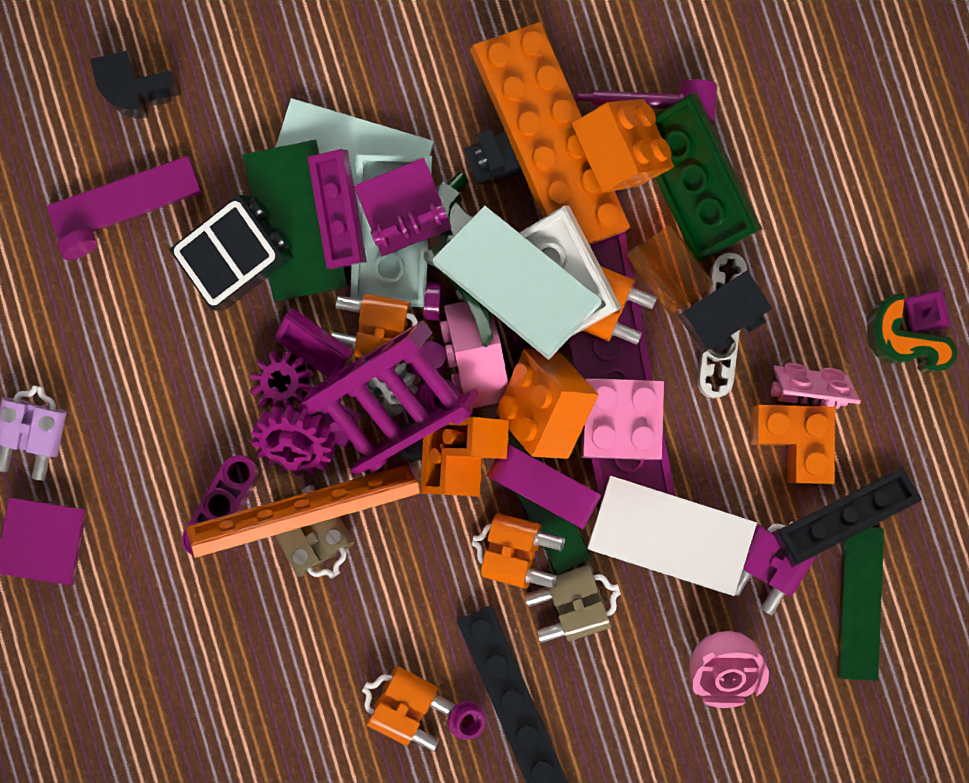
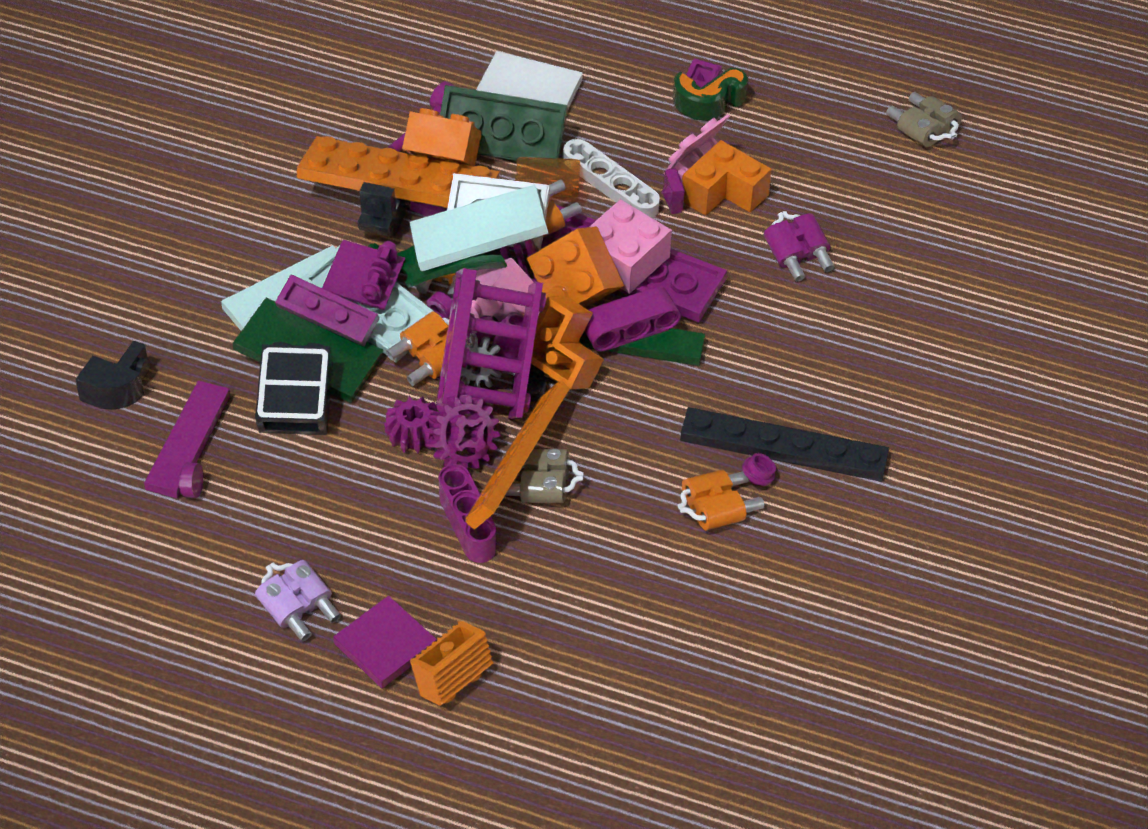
camera: 50 degrees left, 35 degrees down
(49, 620) = (451, 663): none -> orange brick
(312, 344) = (399, 387): magenta plate -> none
(513, 551) = (660, 368): orange piece -> none
(578, 604) = (730, 358): dark tan piece -> none
(671, 535) = (729, 274): white tile -> none
(725, 312) = (604, 159): black brick -> none
(727, 669) = (850, 297): bright pink cylinder -> none
(745, 399) = (673, 191): none -> magenta tile
(785, 154) = (530, 79): none -> white tile
(847, 517) = (801, 184): black tile -> none
(861, 606) = (867, 219): dark green tile -> none

